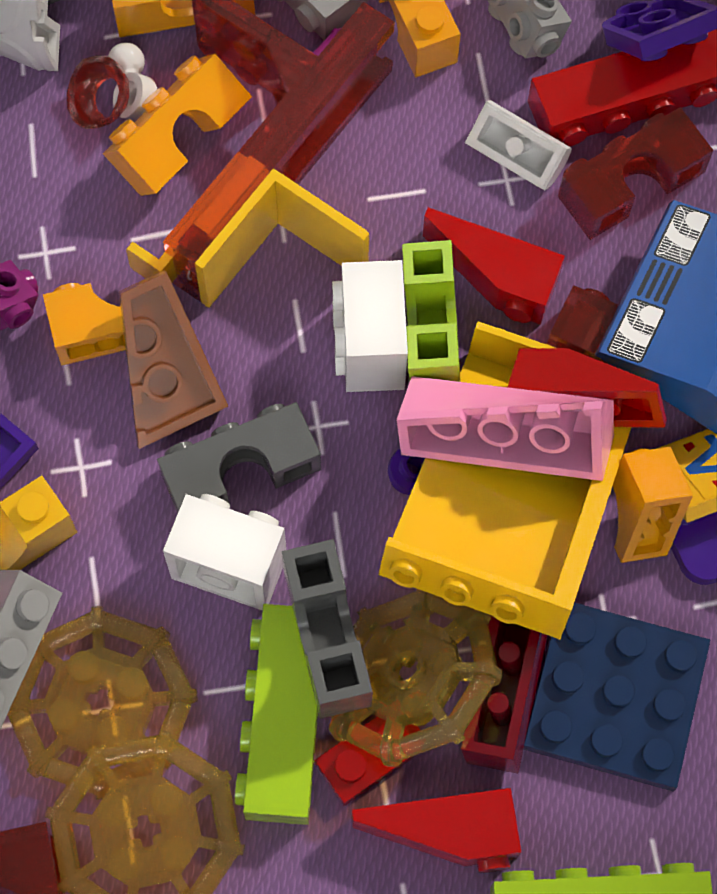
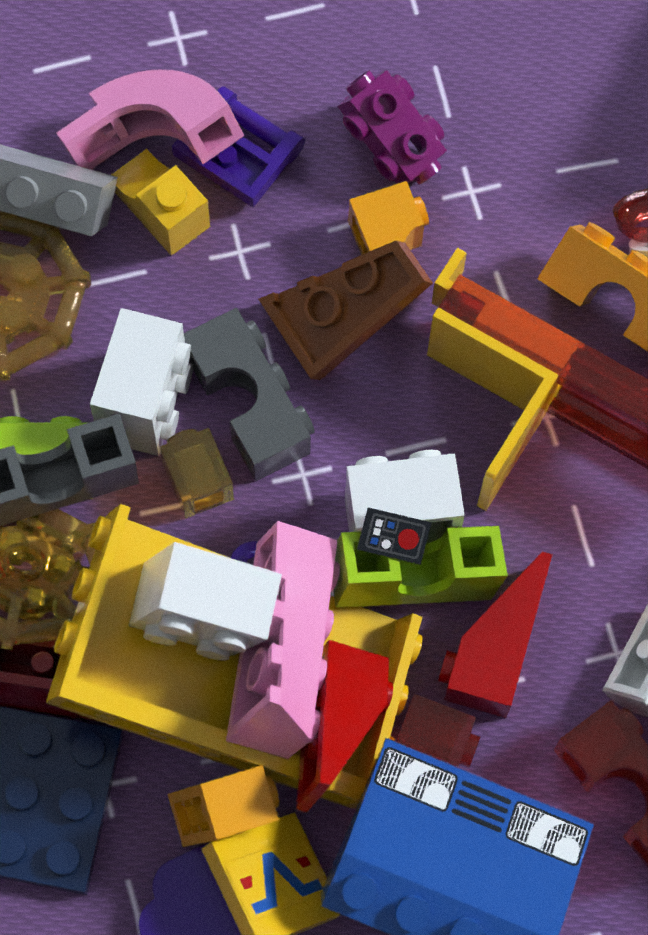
camera: 85 degrees right, 0 degrees up
(315, 513) = (196, 471): none -> clear yellow brick
(416, 322) = (394, 535): none -> black sticker
(482, 482) = (204, 601): none -> white brick

